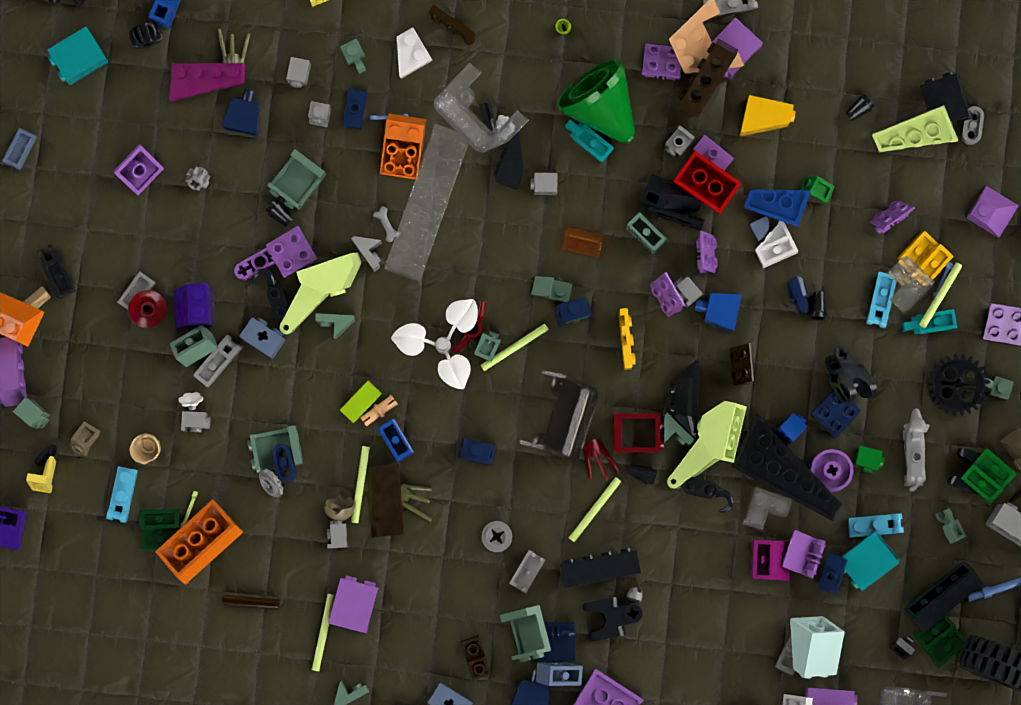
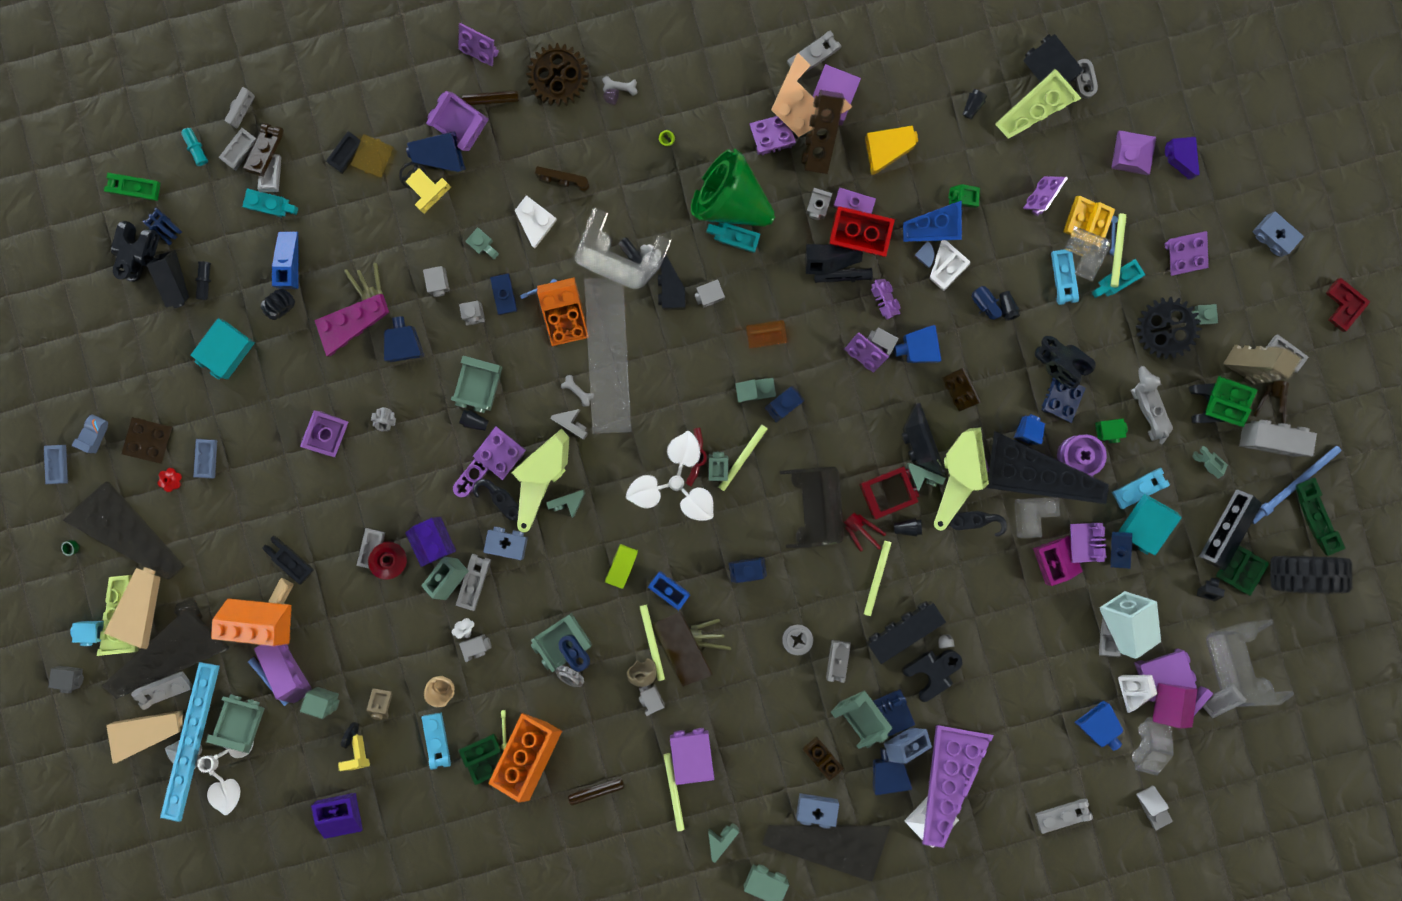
camera: 25 degrees left, 5 degrees up
(379, 410) = (641, 567): light nougat pin -> none
(626, 339) = (844, 409): yellow wing -> none
(646, 233) = (823, 302): sand green brick -> none

